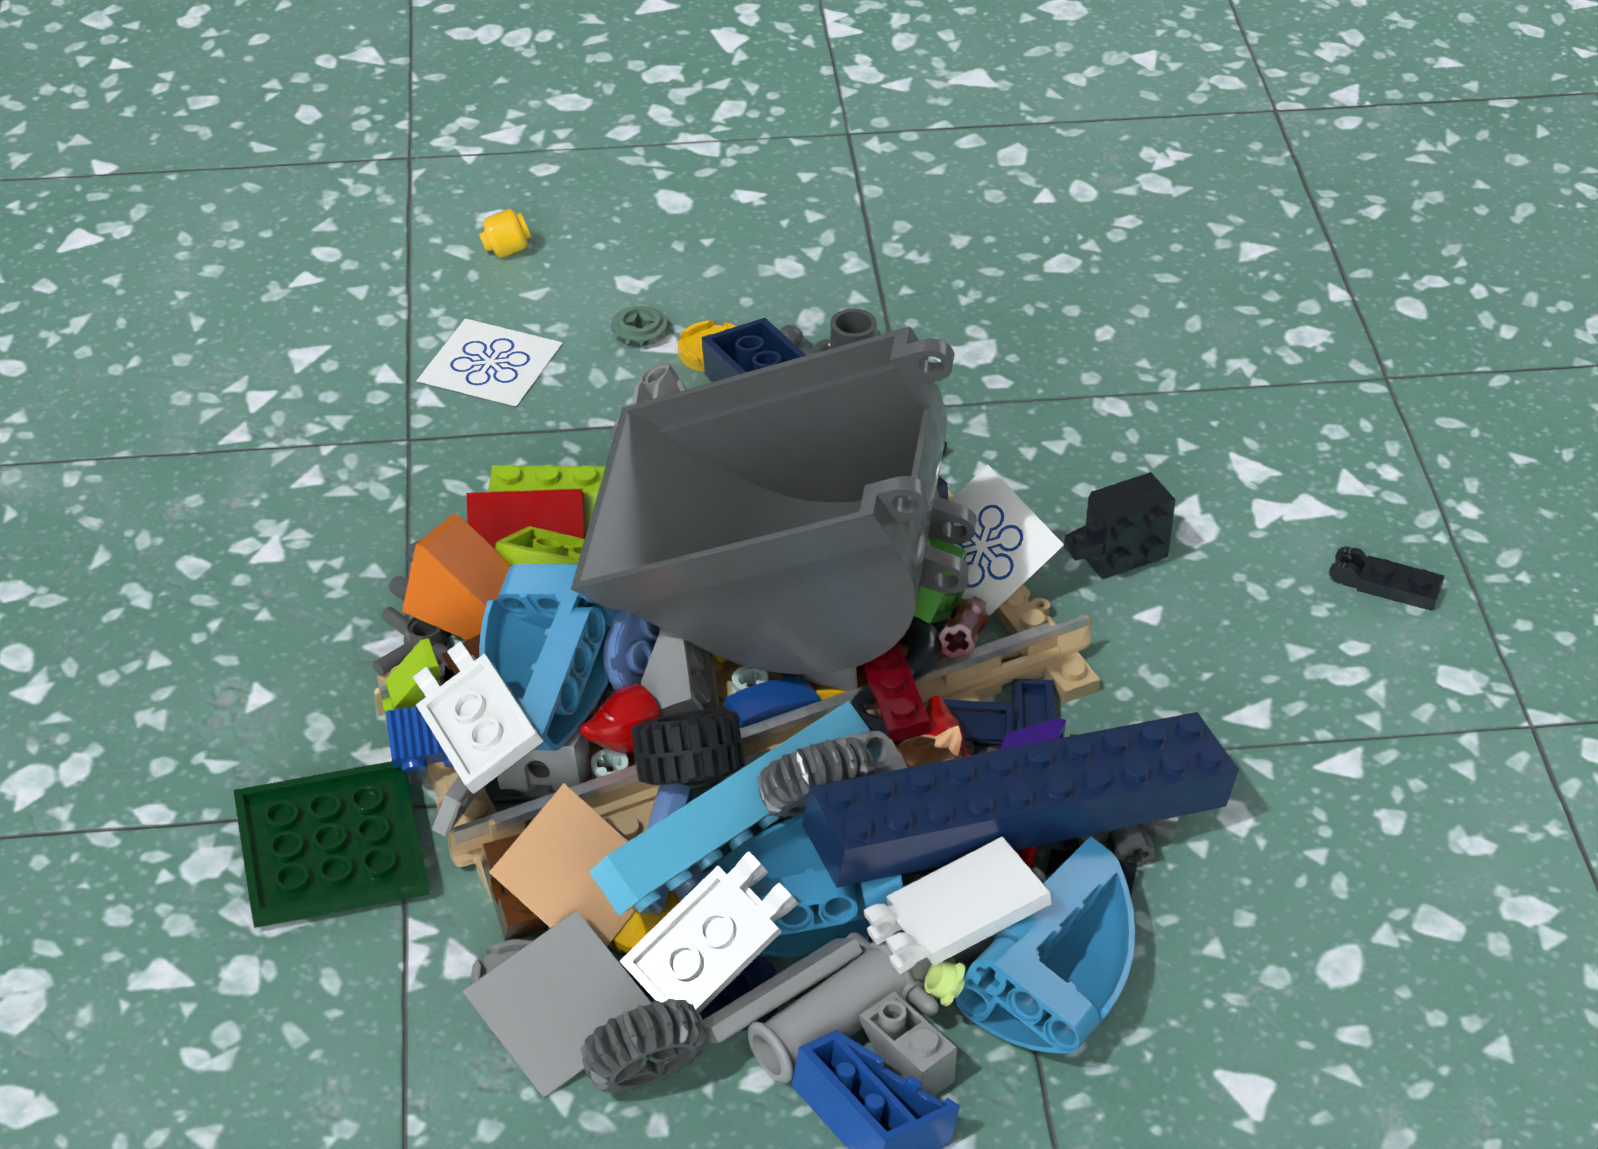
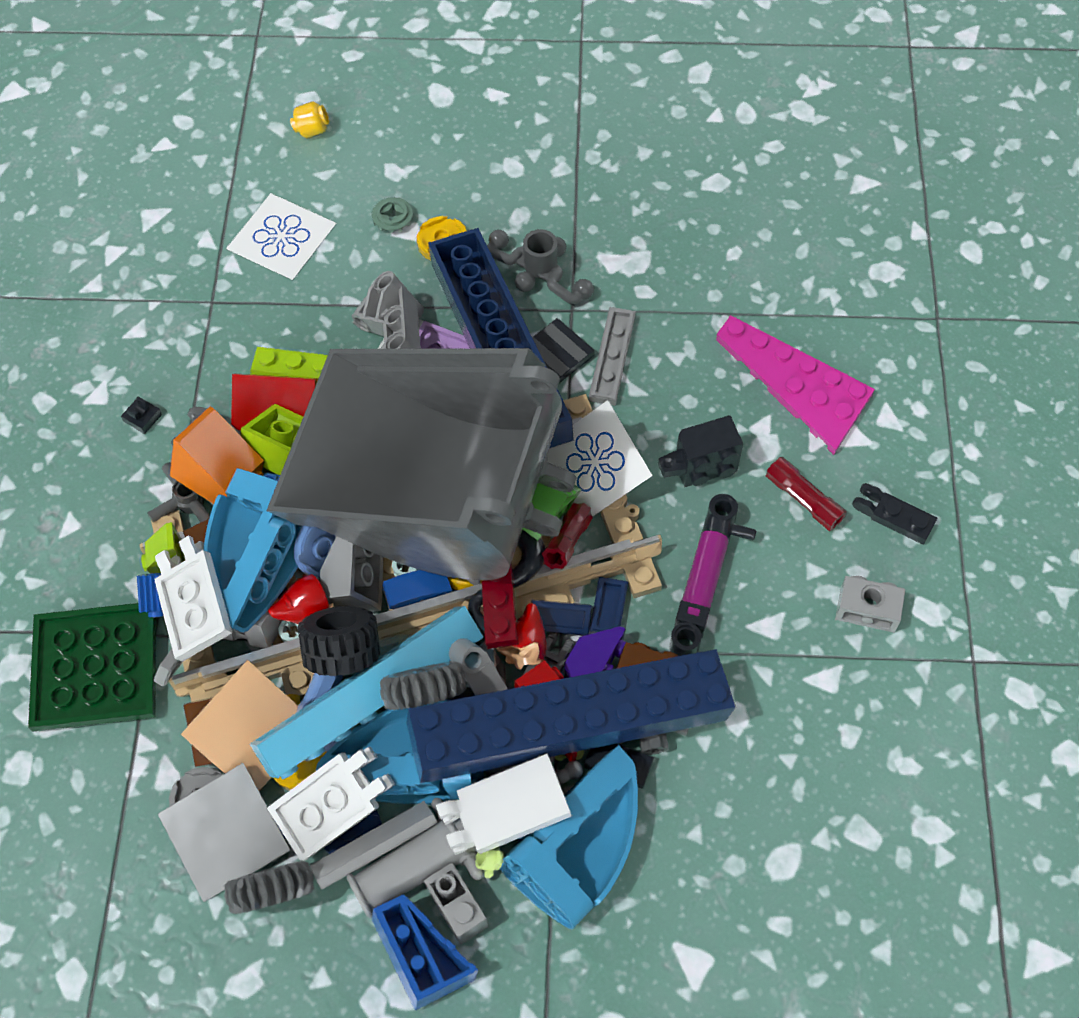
camera: 10 degrees right, 20 degrees up
(337, 563) = (141, 415): none -> black tile
(971, 439) = (612, 356): none -> light grey tile
(1157, 643) = (705, 573): none -> piece
(1235, 459) = (805, 386): none -> dark pink wing
(1289, 577) = (821, 507): none -> dark red axle
(1381, 671) = (855, 610): none -> light grey brick

